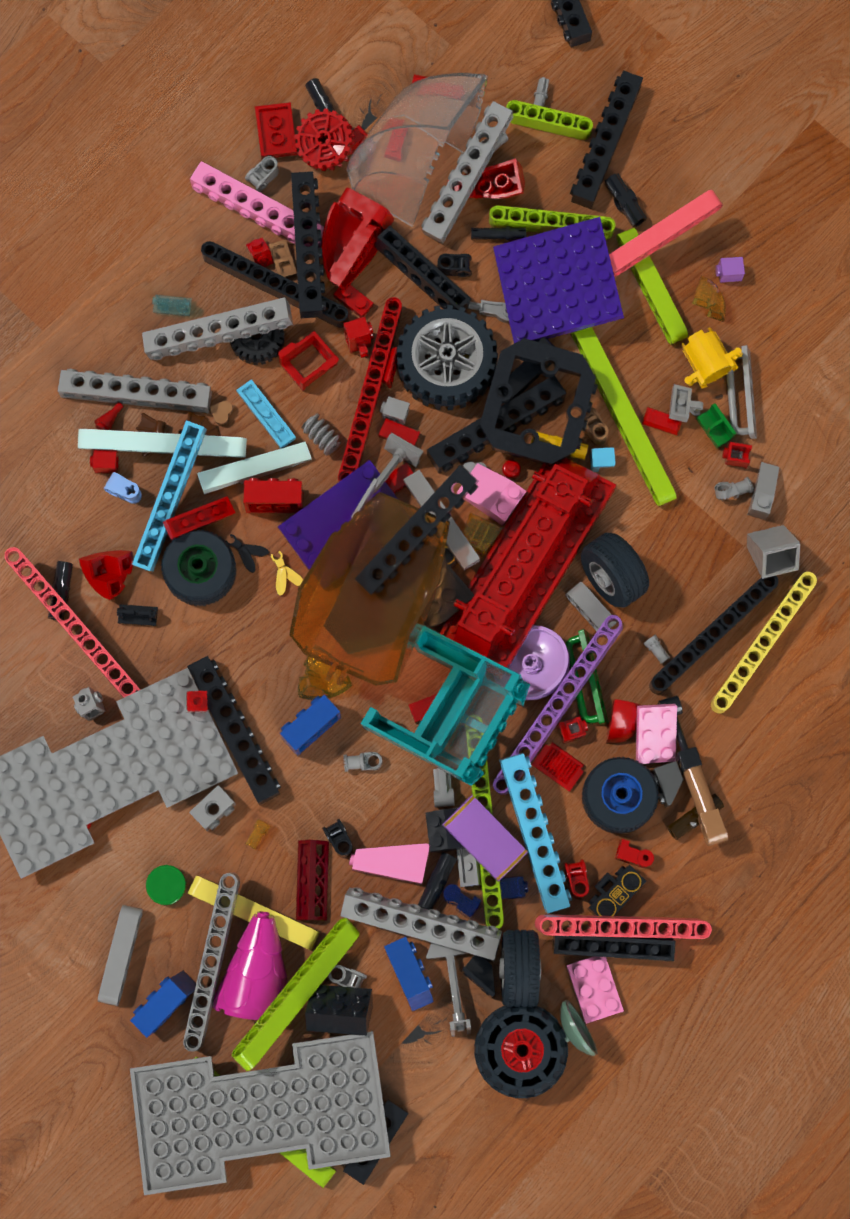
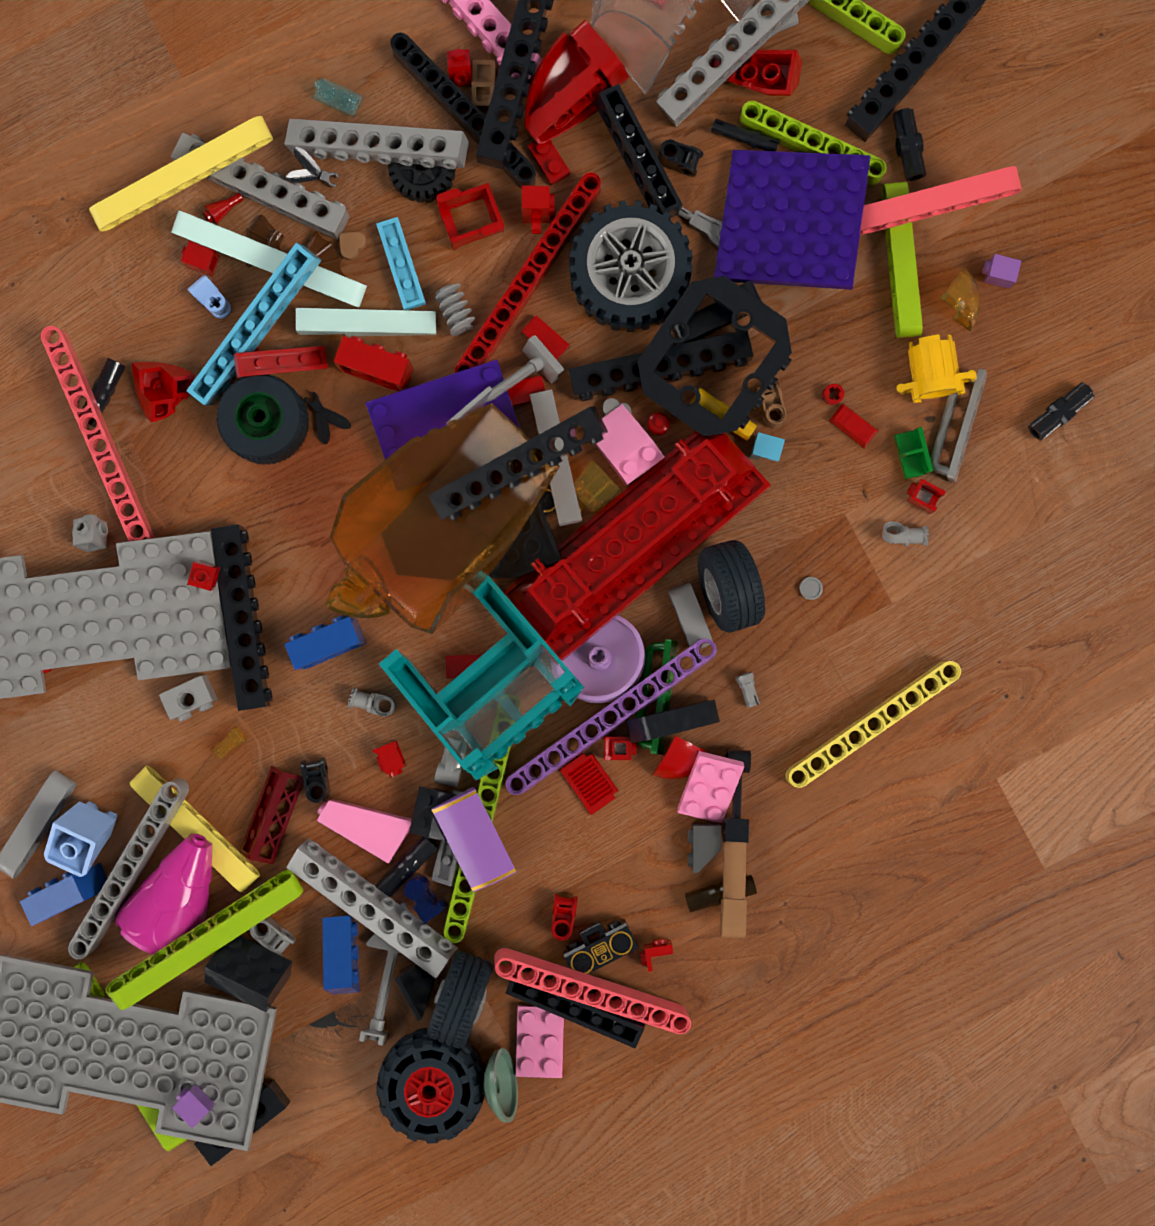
camera: 25 degrees right, 10 degrees up
(71, 401) = (181, 173): none -> light yellow beam
(137, 615) = (178, 449): black hinge -> none
(164, 949) = (79, 837): none -> light blue hips
(166, 885) = (110, 764): green tile -> none
(172, 366) = (311, 171): none -> black piece
(283, 574) = (358, 457): light yellow piece -> none
(333, 1131) = (193, 1105): none -> medium lavender brick
(391, 367) = (561, 258): red tile -> none
(393, 801) = (390, 759): none -> red window
(395, 410) = (549, 309): light grey brick -> none
(513, 888) = (488, 902): clear blue brick -> none
(562, 897) = (533, 933): medium azure brick -> none
(607, 691) = (673, 721): none -> black beam
(625, 417) = (811, 405): lime beam -> none
(633, 782) = (647, 864): black wheel -> none
(633, 856) = (641, 917): red leg -> none
(643, 402) = (826, 392): none -> red bush
(662, 876) = (658, 948): none -> red bracket
(676, 555) = (811, 588): none -> light grey piece
(682, 404) = (884, 414): light grey plate -> none
(708, 640) = (829, 687): black beam -> none
(764, 491) = (940, 548): light grey slope -> none
(774, 551) = (924, 624): light grey slope -> none
(816, 358) = (1061, 411): none -> black piece

